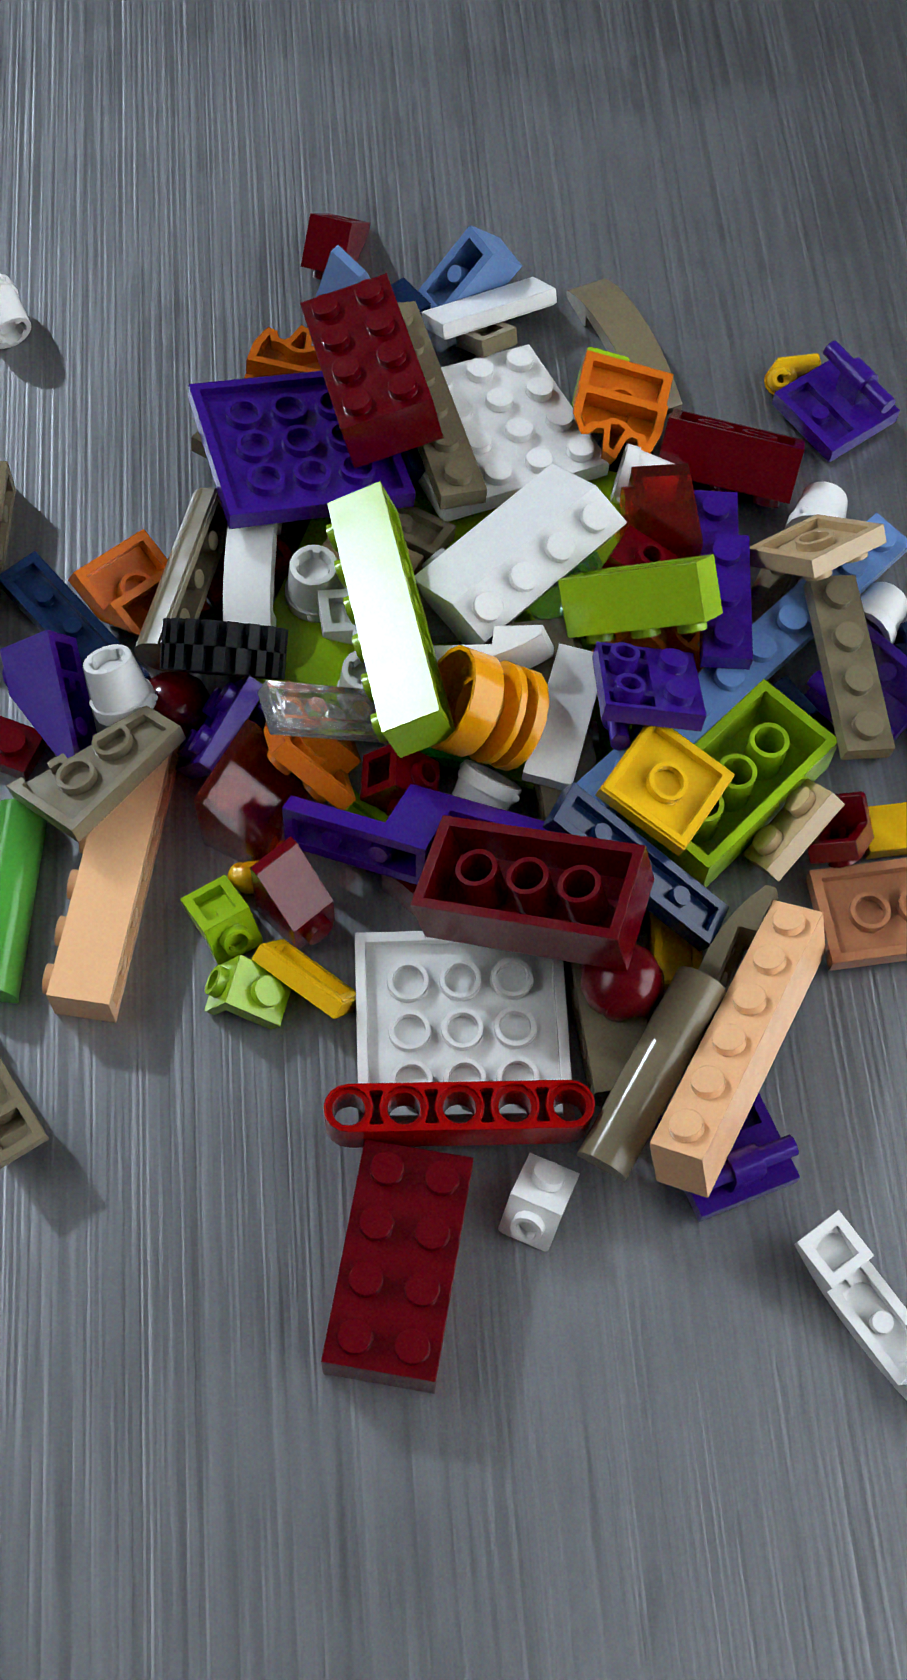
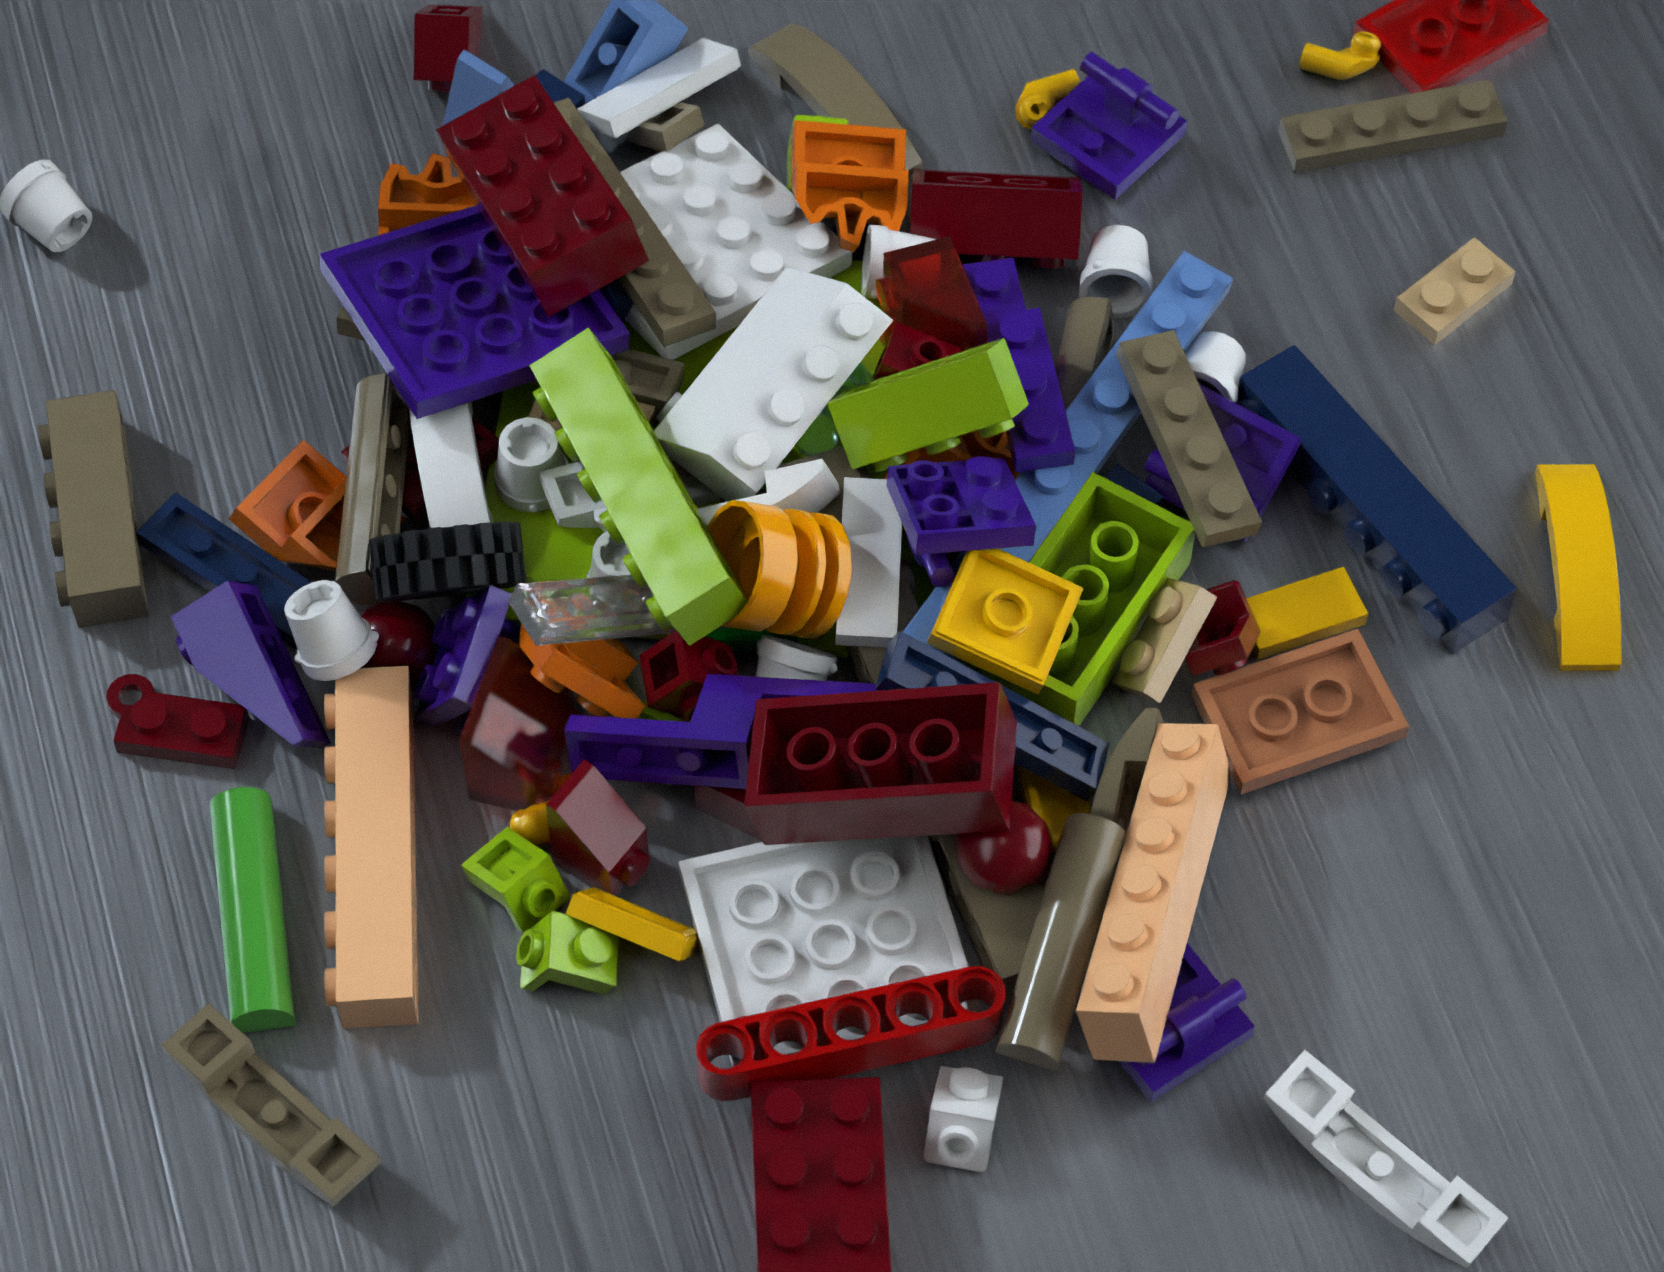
camera: 10 degrees left, 5 degrees down
(94, 781) = (332, 744): dark tan wing -> none
(817, 546) = (1121, 305): tan plate -> none

